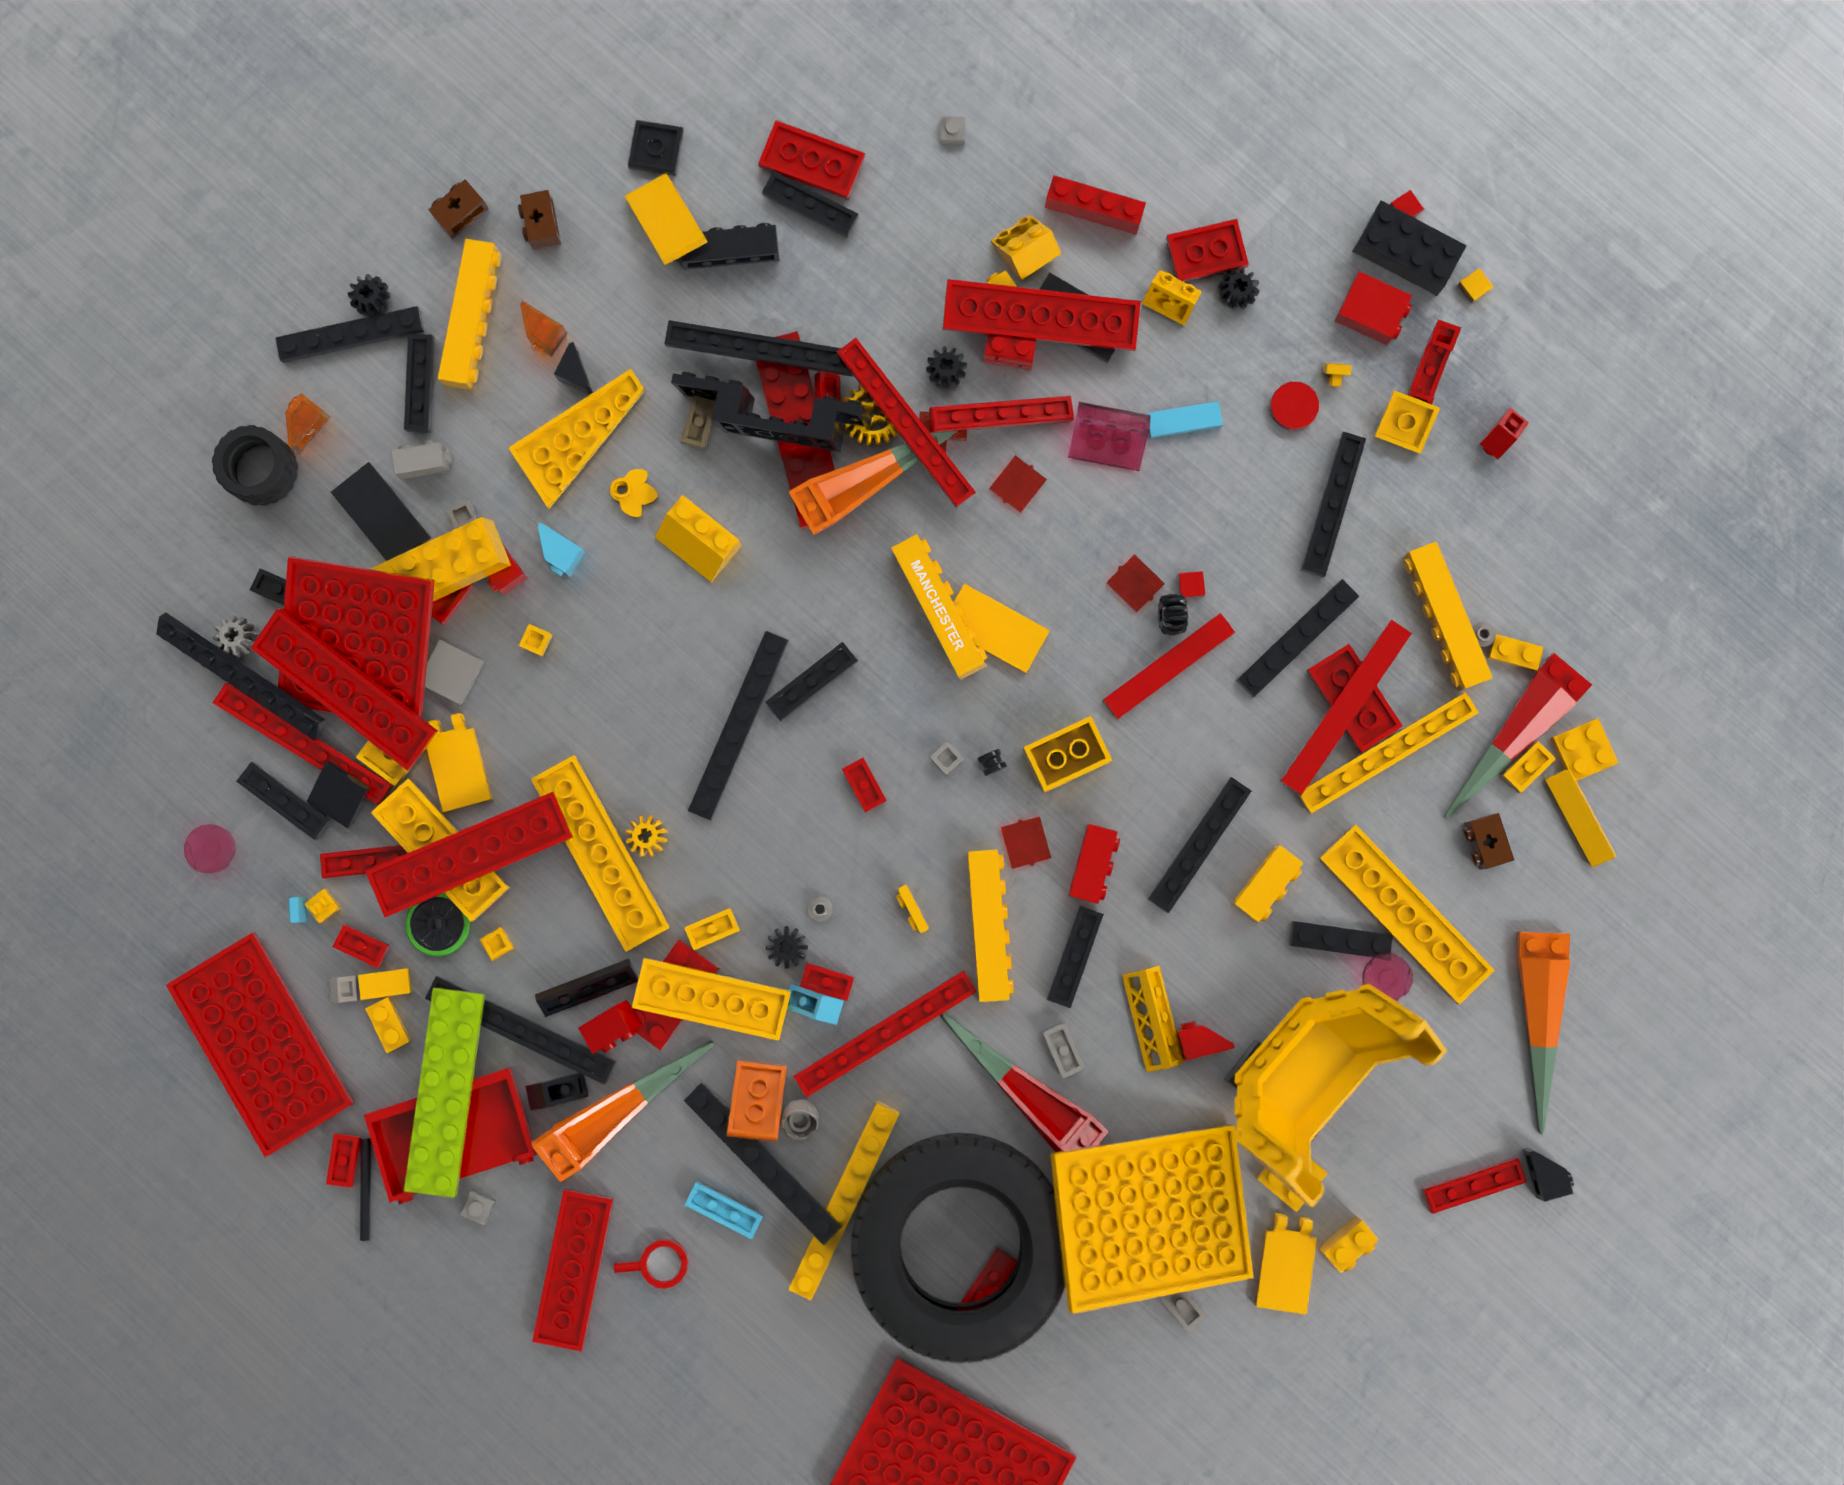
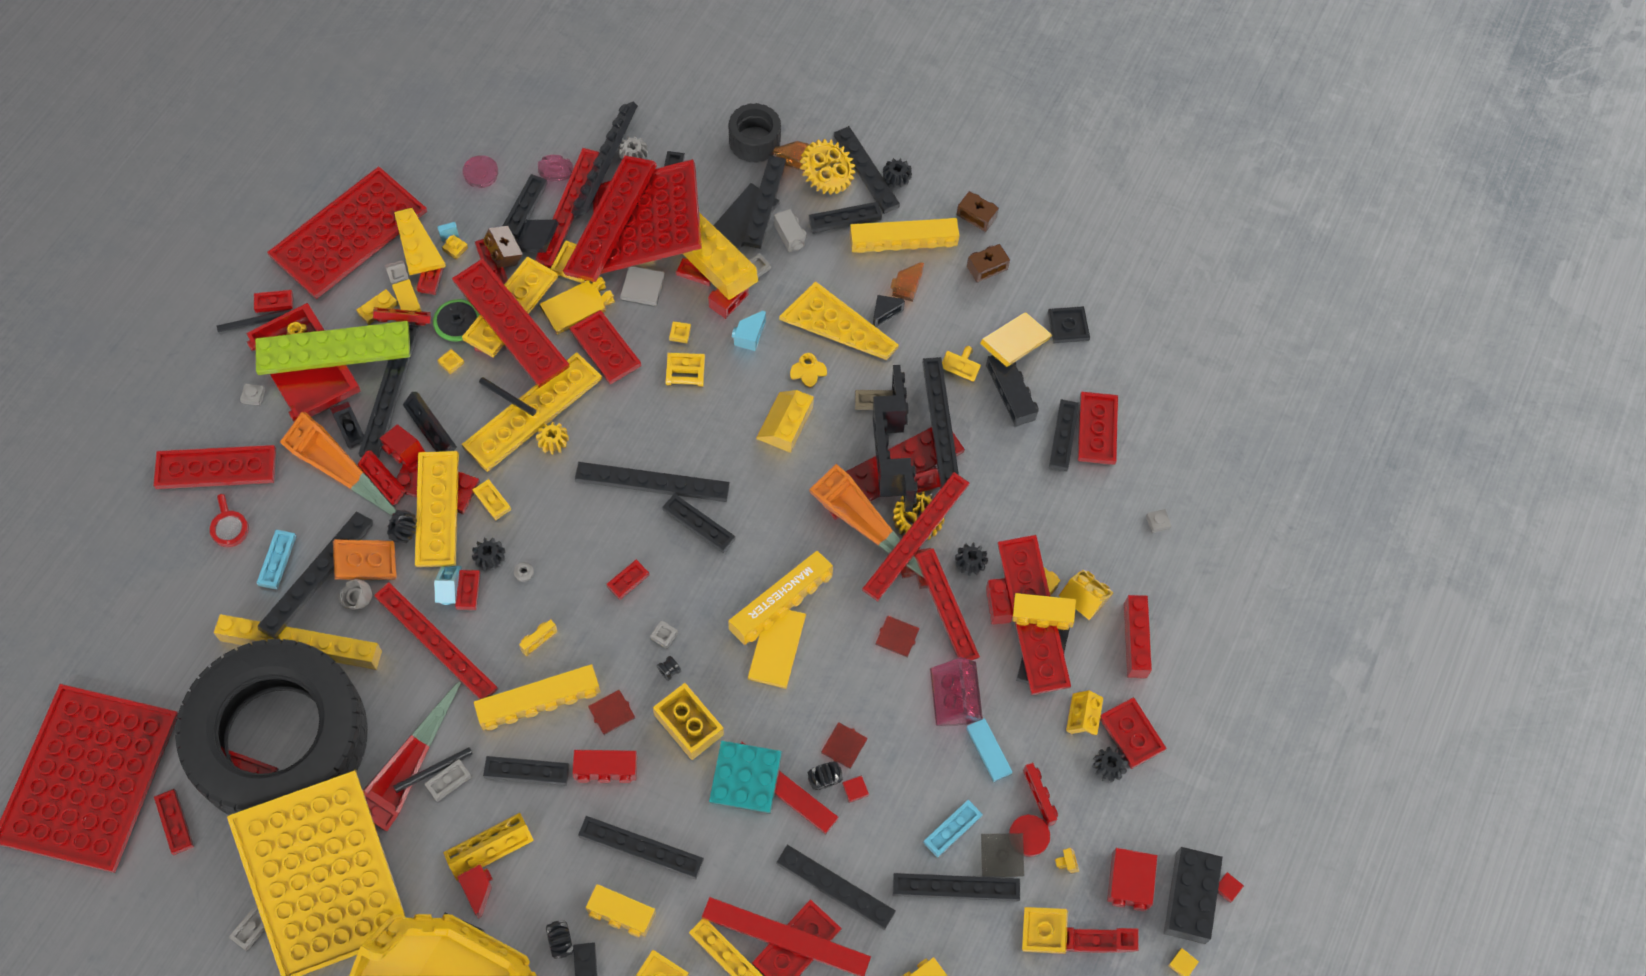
camera: 70 degrees right, 20 degrees down
(234, 747) = (555, 168): none -> clear pink tile
(312, 385) = (822, 153): none -> yellow gear
(312, 954) = (417, 246): none -> yellow wing
(344, 842) = (502, 246): none -> reddish brown brick
(367, 480) = (764, 202): none -> black plate
(394, 1141) = (295, 326): none -> yellow plate
(415, 994) = (398, 315): none -> red plate
(531, 740) = (605, 347): none -> red plate
(573, 880) = (507, 396): none -> black bar
(584, 643) = (685, 364): none -> yellow plate
(646, 1061) = (381, 477): none -> red tile
(680, 299) = (961, 365): none -> yellow plate
(724, 1047) = (402, 526): none -> black gear
(1030, 1379) = (173, 822): none -> red tile
(1046, 1065) = (432, 770): none -> black bar
(1049, 301) = (1044, 611): none -> yellow brick
(1148, 705) = (745, 777): none -> teal plate
(1253, 378) = (1040, 794): none -> red plate
(1266, 488) = (952, 828): none -> medium azure plate
(1285, 959) = (559, 939): none -> black gear
(1311, 442) = (1002, 855): none -> clear smoke plate

